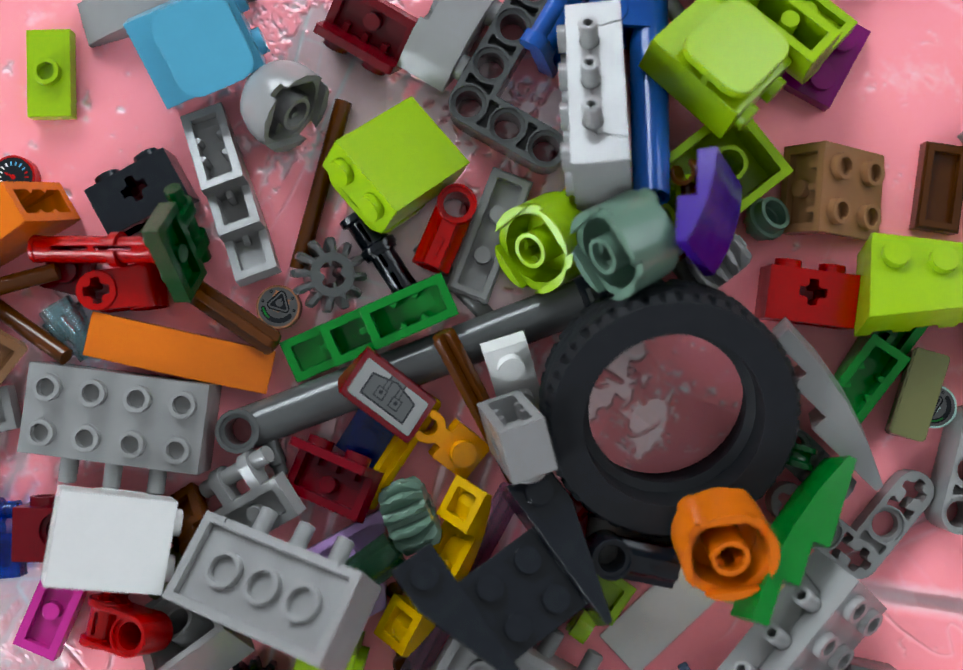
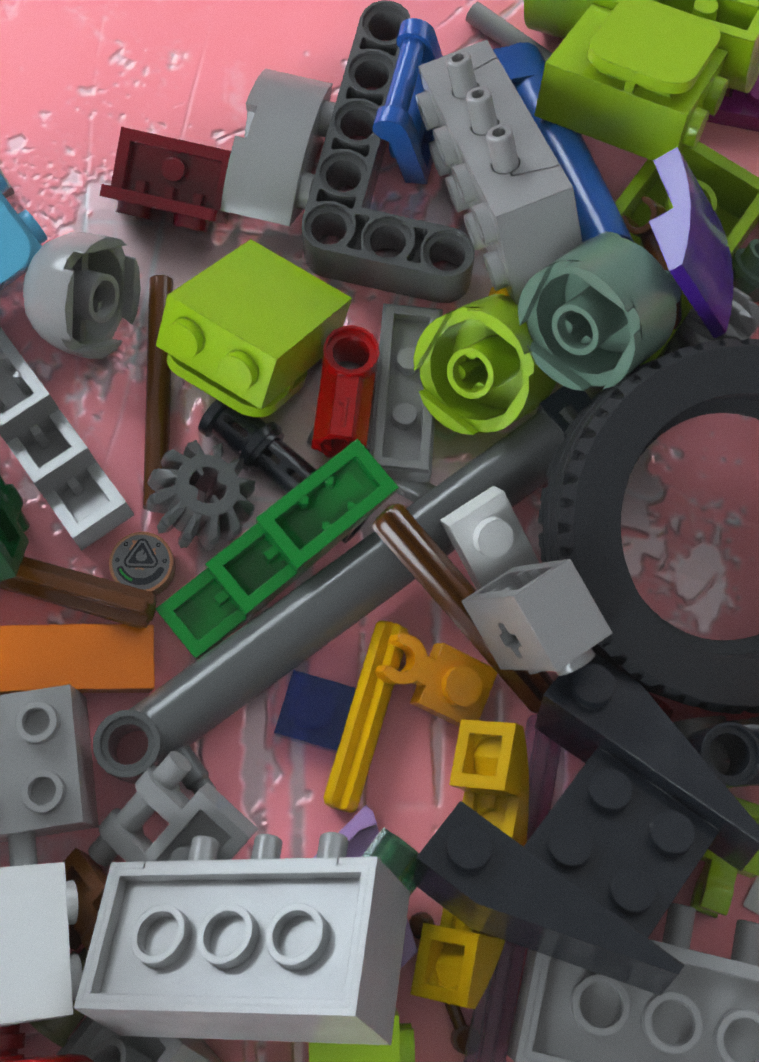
camera: 20 degrees left, 15 degrees down
(334, 480) = (286, 771): dark red bracket -> none
(386, 394) = (330, 623): slope -> none
(409, 515) = (409, 790): sand green gear -> none

